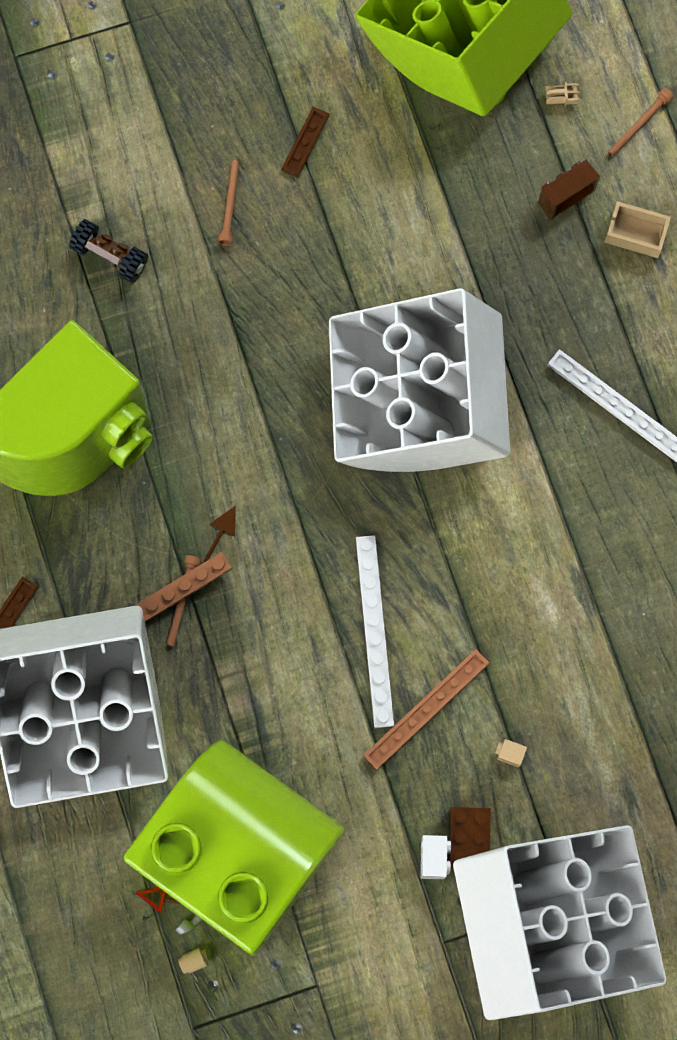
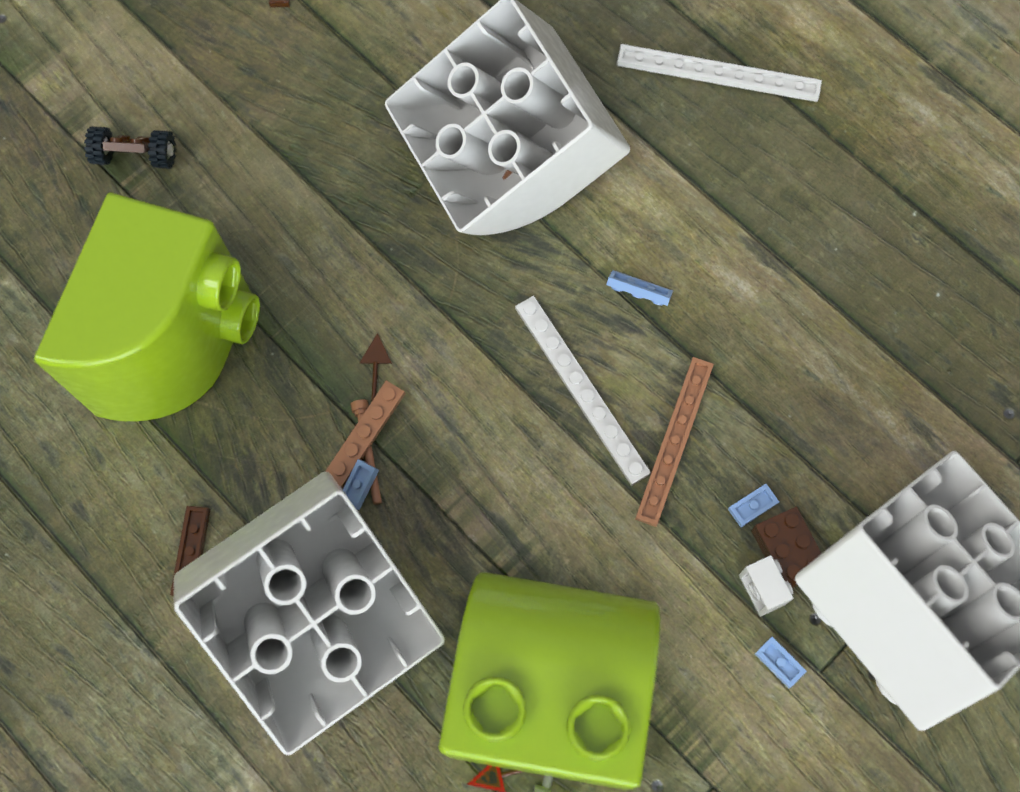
camera: 20 degrees left, 5 degrees down
(162, 624) = (360, 483): none -> light blue plate
(225, 237) = (243, 87): nougat piece -> none
(416, 920) = (780, 662): none -> light blue plate
(460, 790) = (753, 505): none -> light blue plate
(463, 570) = (639, 288): none -> light blue plate
(510, 752) = (784, 442): tan brick -> none

